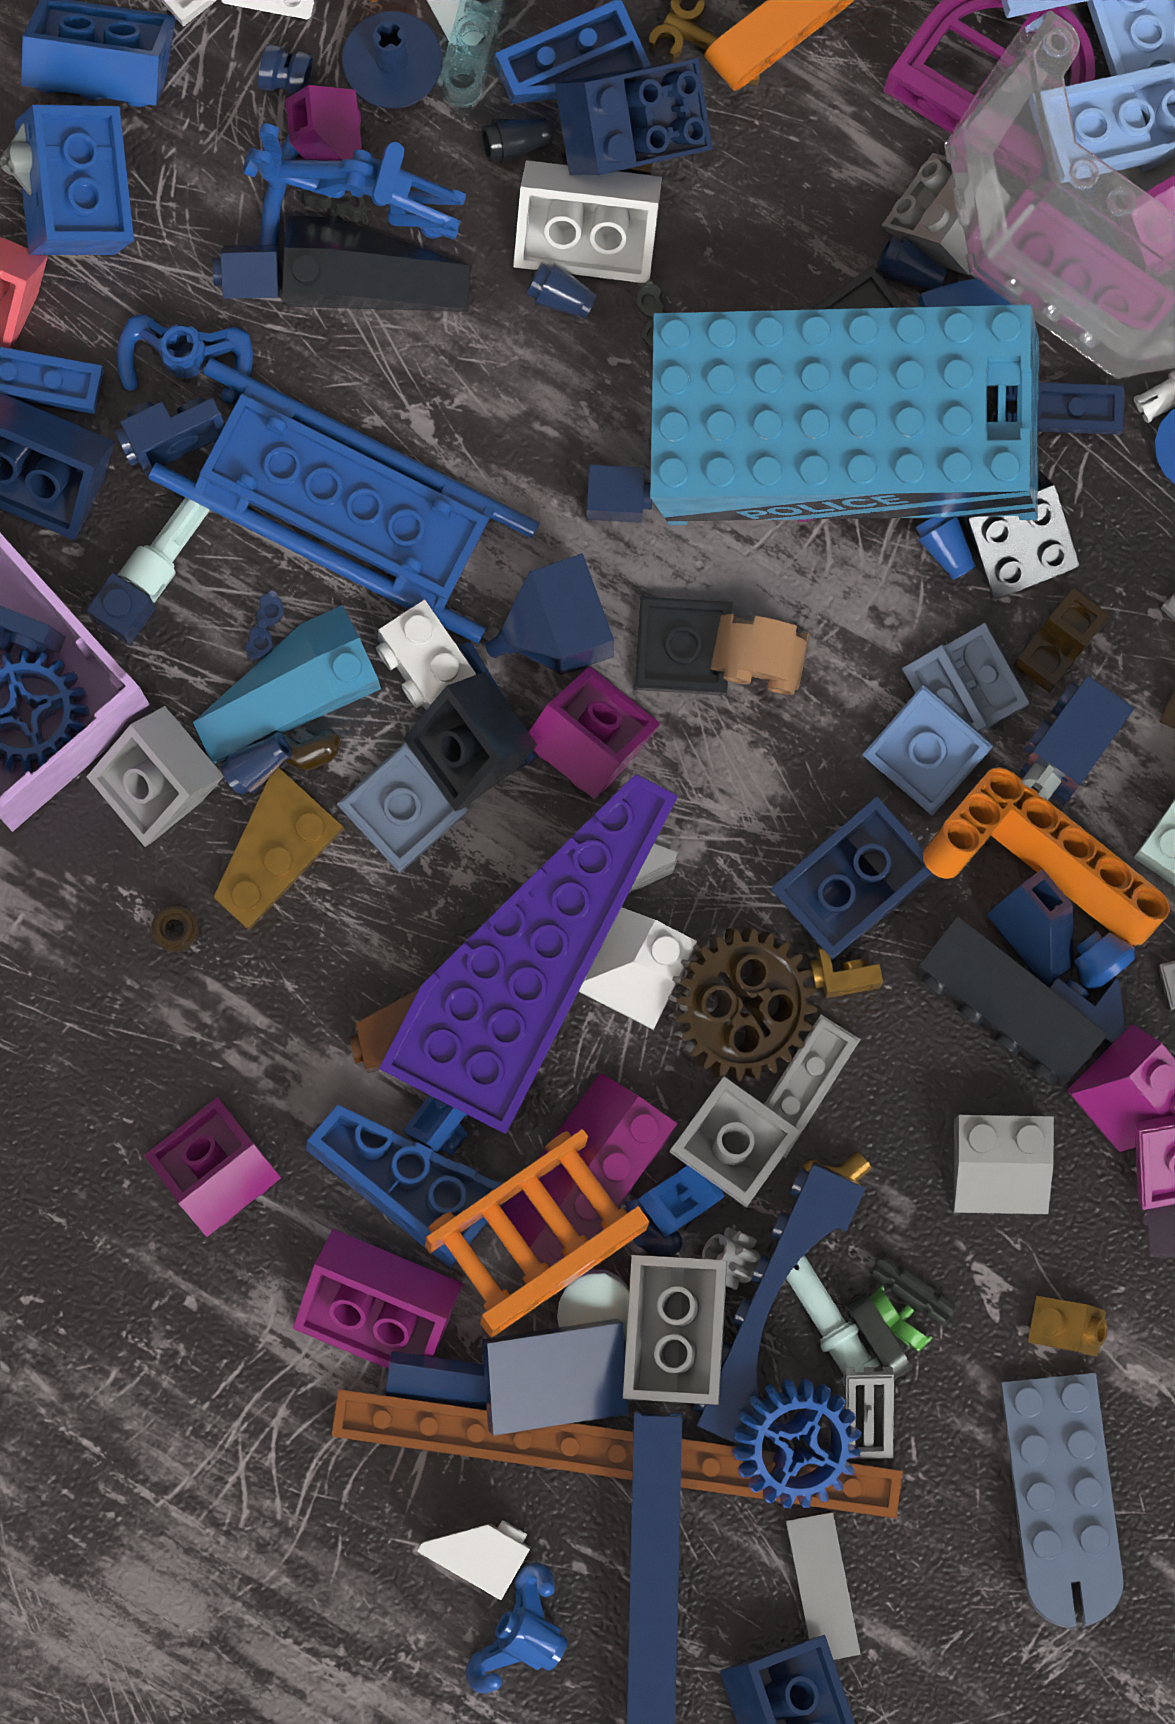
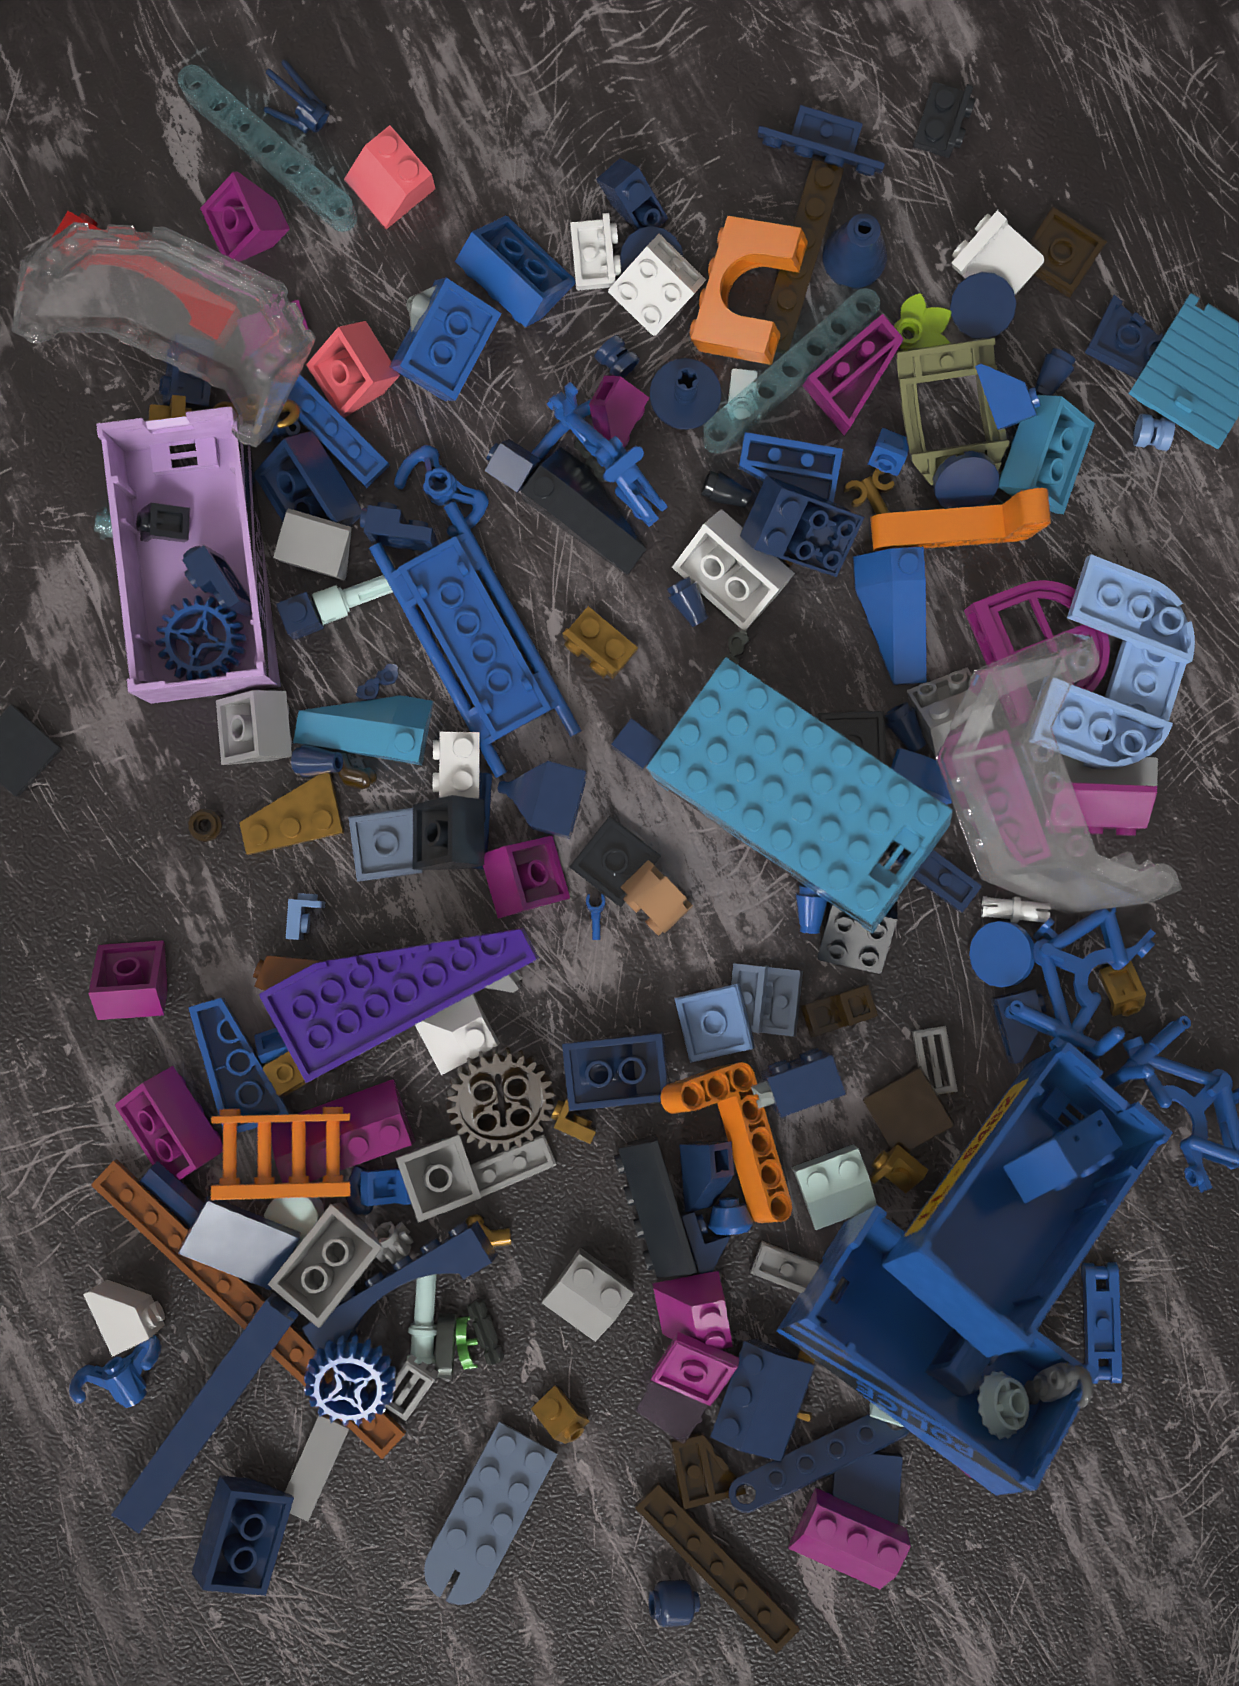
camera: 35 degrees right, 5 degrees up
(84, 513) = (314, 544): none -> light grey slope
(361, 961) = (297, 920): none -> medium blue bracket
(474, 1144) = (284, 1075): none -> pearl gold bracket
(490, 409) = (599, 643): none -> pearl gold bracket
(704, 722) = (595, 916): none -> blue hand
(799, 134) = (894, 600): none -> blue wedge

